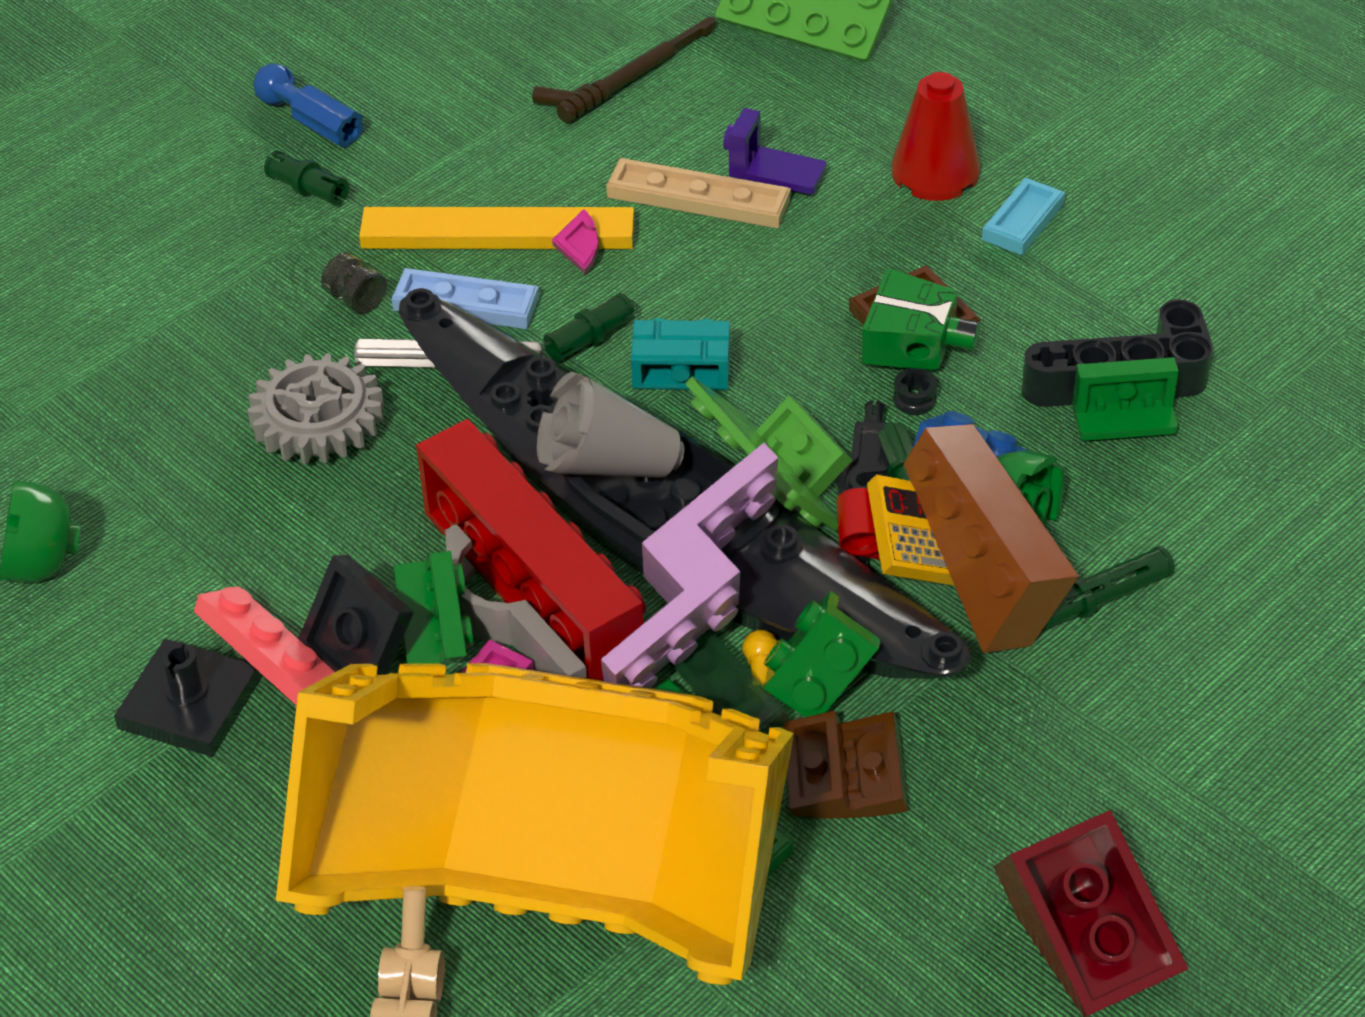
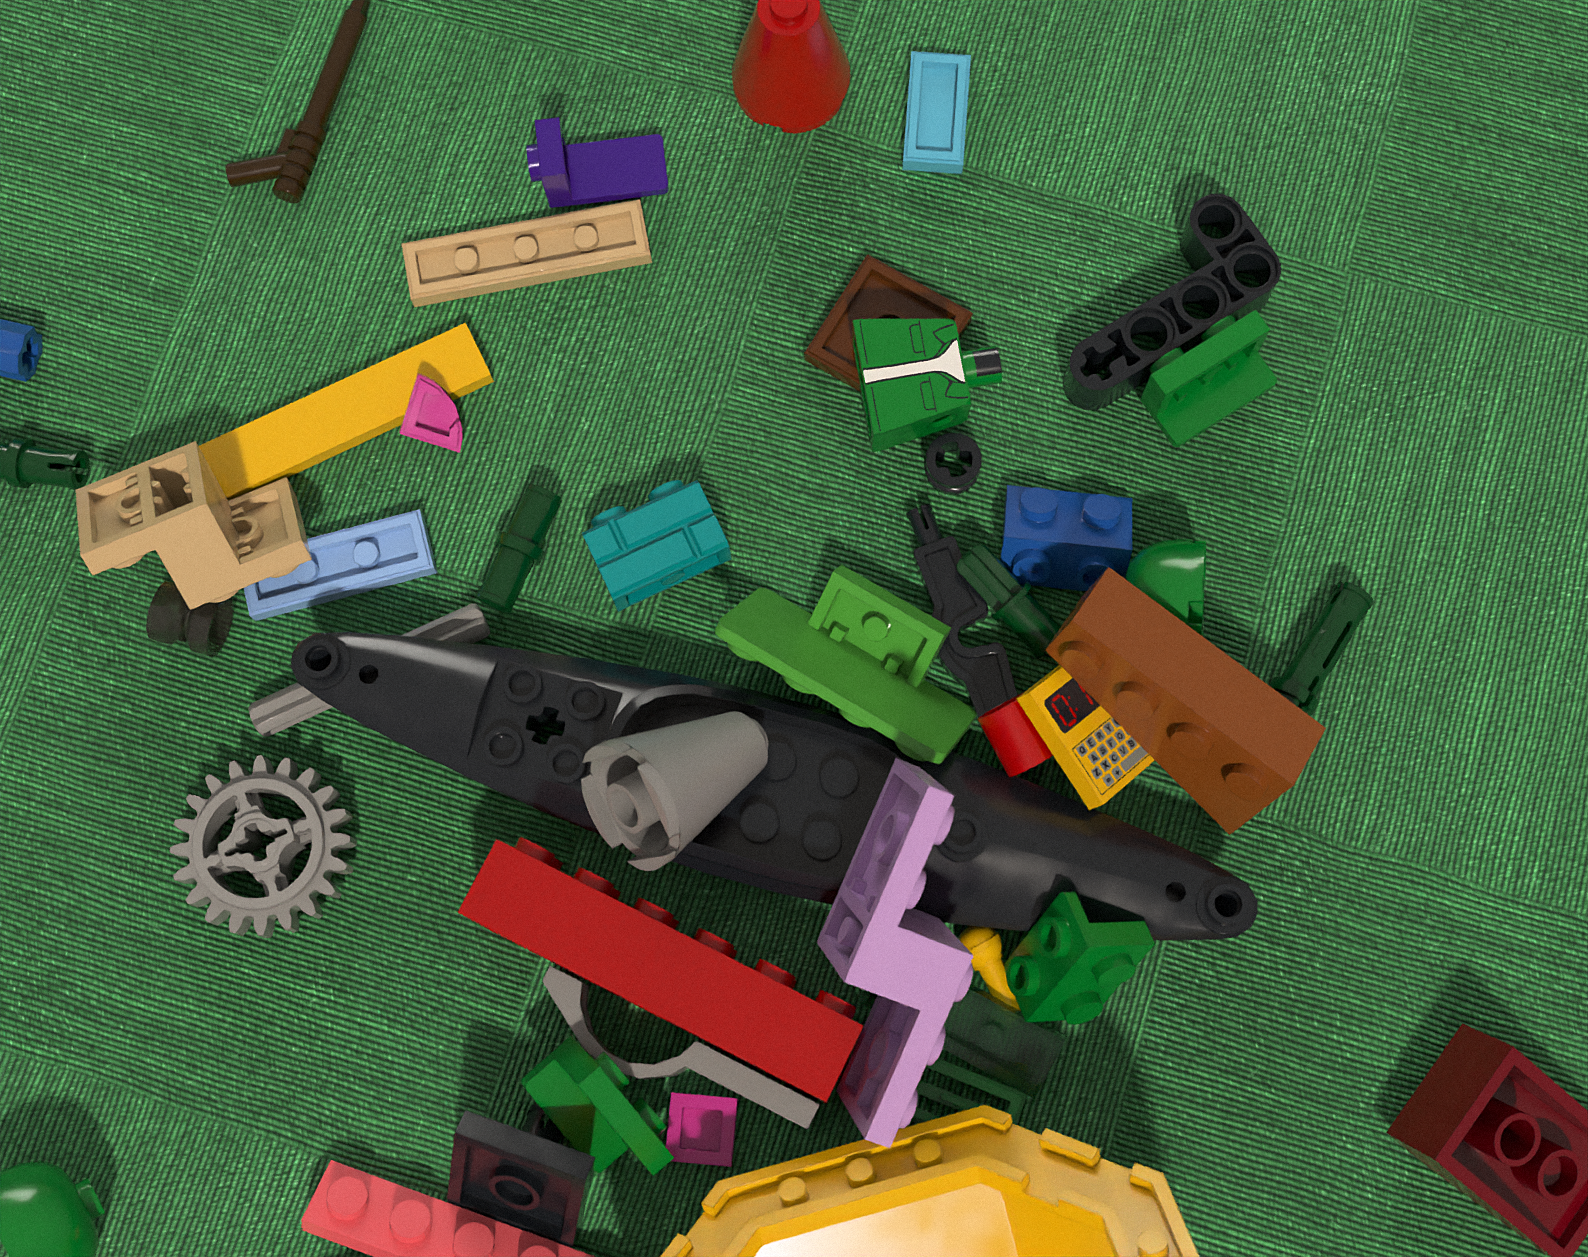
camera: 25 degrees left, 30 degrees up
(389, 224) = (200, 536): none -> tan bracket
(846, 767) = (1154, 1065): reddish brown slope -> none

